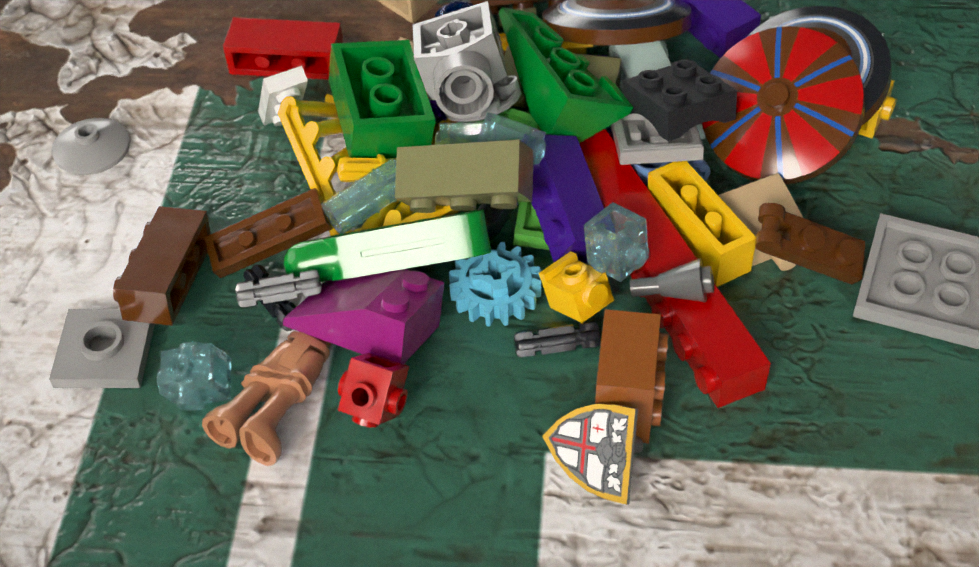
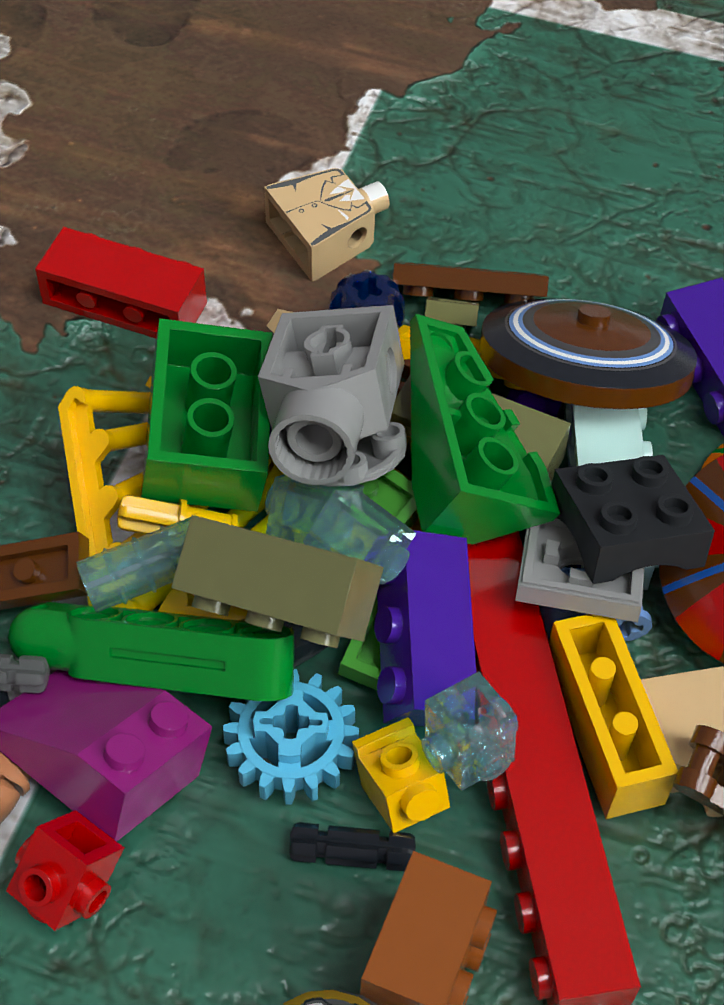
camera: 10 degrees right, 5 degrees up
(278, 87) = (81, 368): white plate -> none
(686, 282) = (552, 821): dark grey cone -> none

